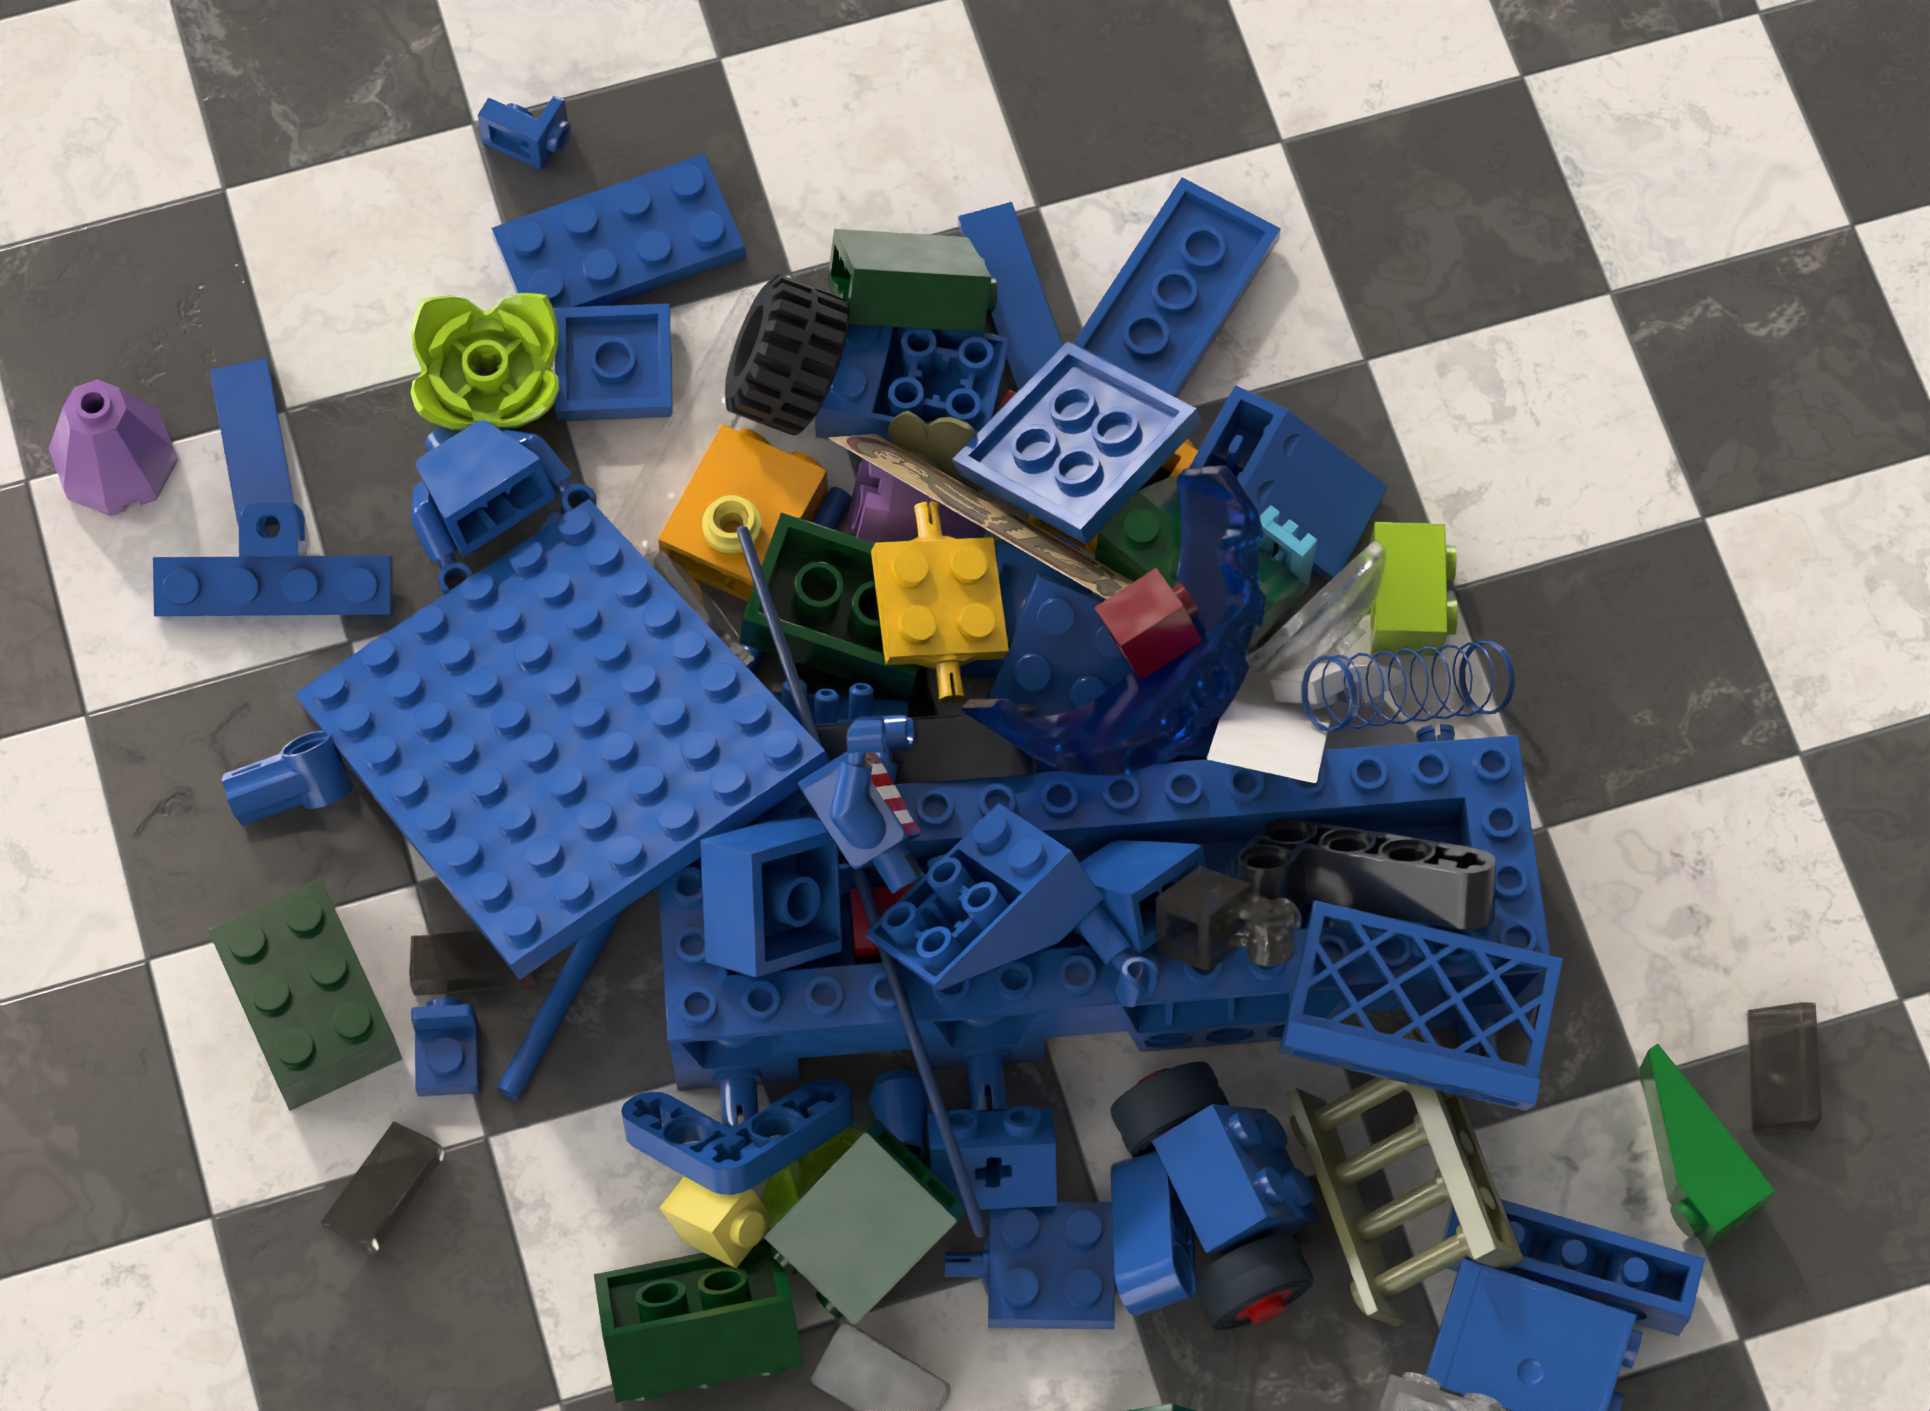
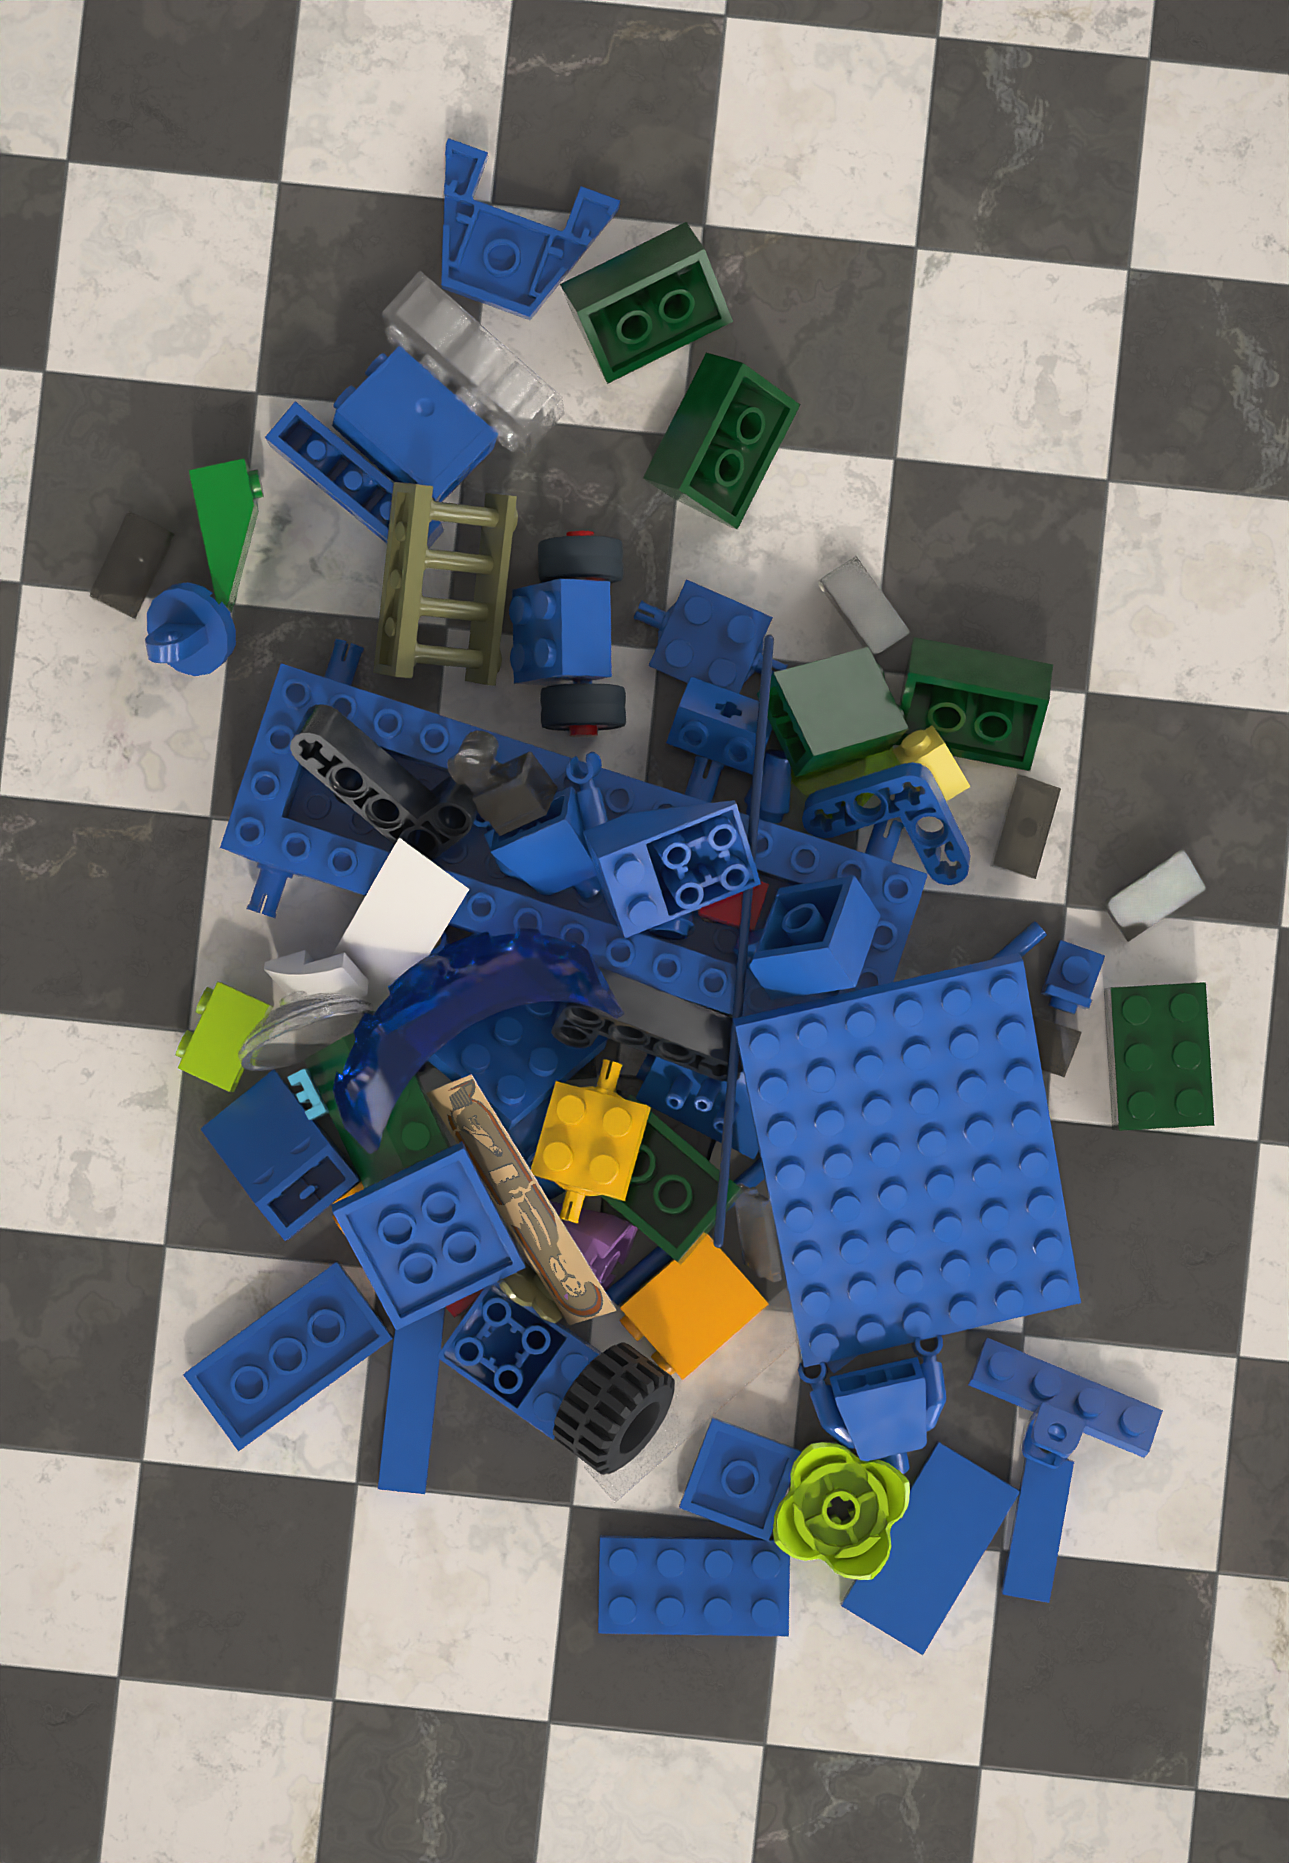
camera: 155 degrees left, 20 degrees up
(111, 448) = (1133, 1550): medium lavender cone -> none
(303, 773) = (1099, 1231): blue piece -> none
(357, 399) = (934, 1548): none -> blue tile
(522, 136) = (737, 1713): blue bracket -> none
(572, 1203) = (1025, 826): none -> clear smoke slope
(730, 509) = (715, 1302): light yellow plate -> none
(862, 804) = (727, 969): blue torso -> none
(911, 280) = (491, 1437): dark green brick -> none
(1150, 622) = (449, 1043): dark red brick -> none
(1150, 1236) = (639, 619): blue beam -> none
(1353, 690) = (321, 942): blue piece -> none
(1412, 1060) = (412, 636): blue fence -> none
(1680, 1006) = (189, 630): none -> blue tile

